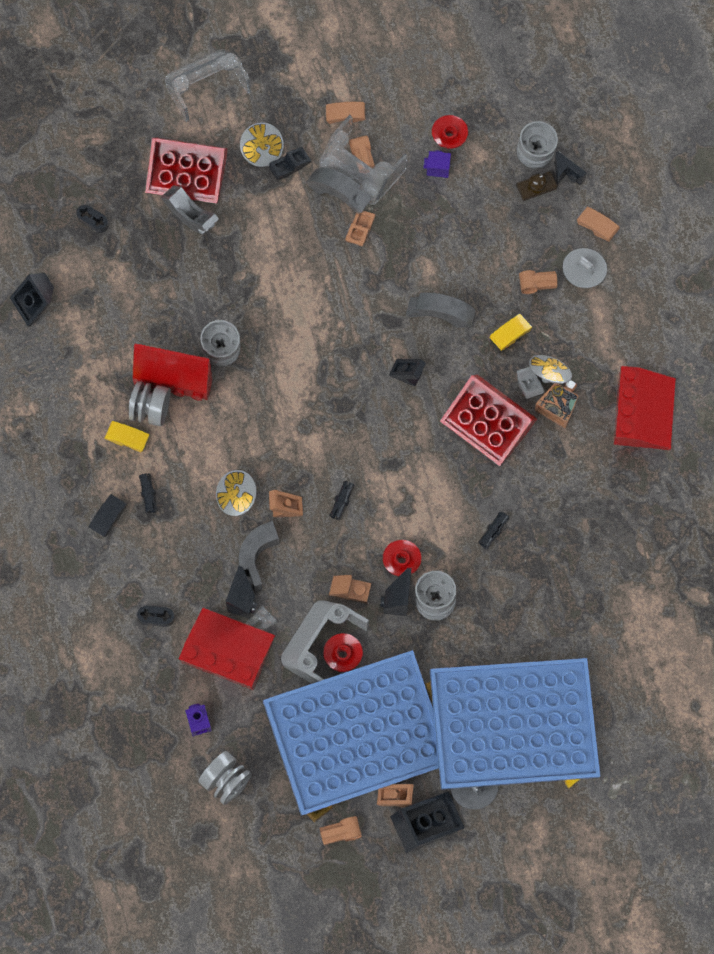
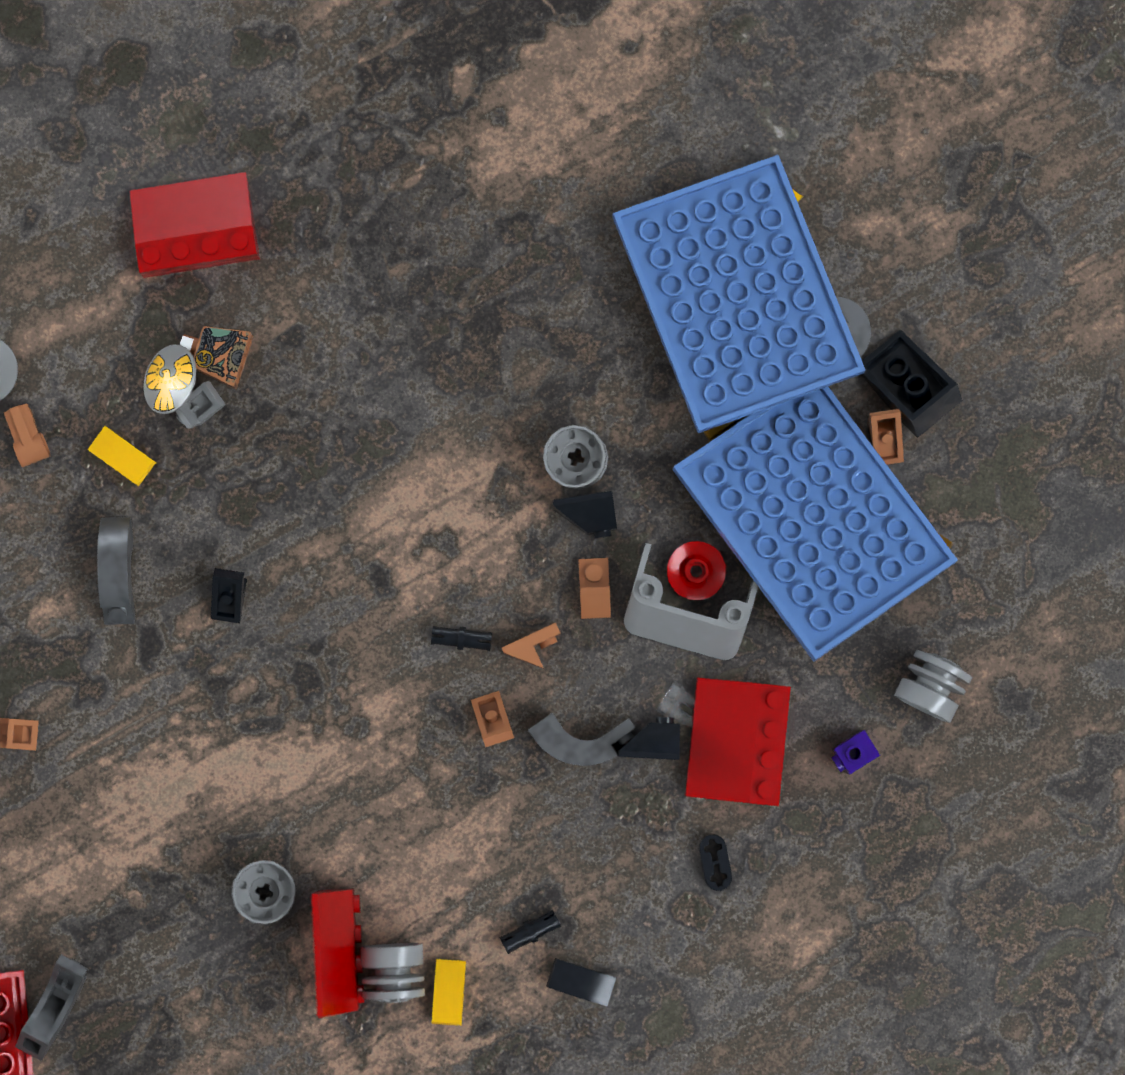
camera: 105 degrees left, 15 degrees up
(236, 493) = (495, 798): shield -> none
(323, 536) = (524, 648): none -> nougat slope
(346, 830) = (954, 495): nougat piece -> none
(398, 550) = (513, 518): red dish -> none
(488, 419) = (274, 452): red slope -> none
(493, 530) = (446, 400): black pin -> none

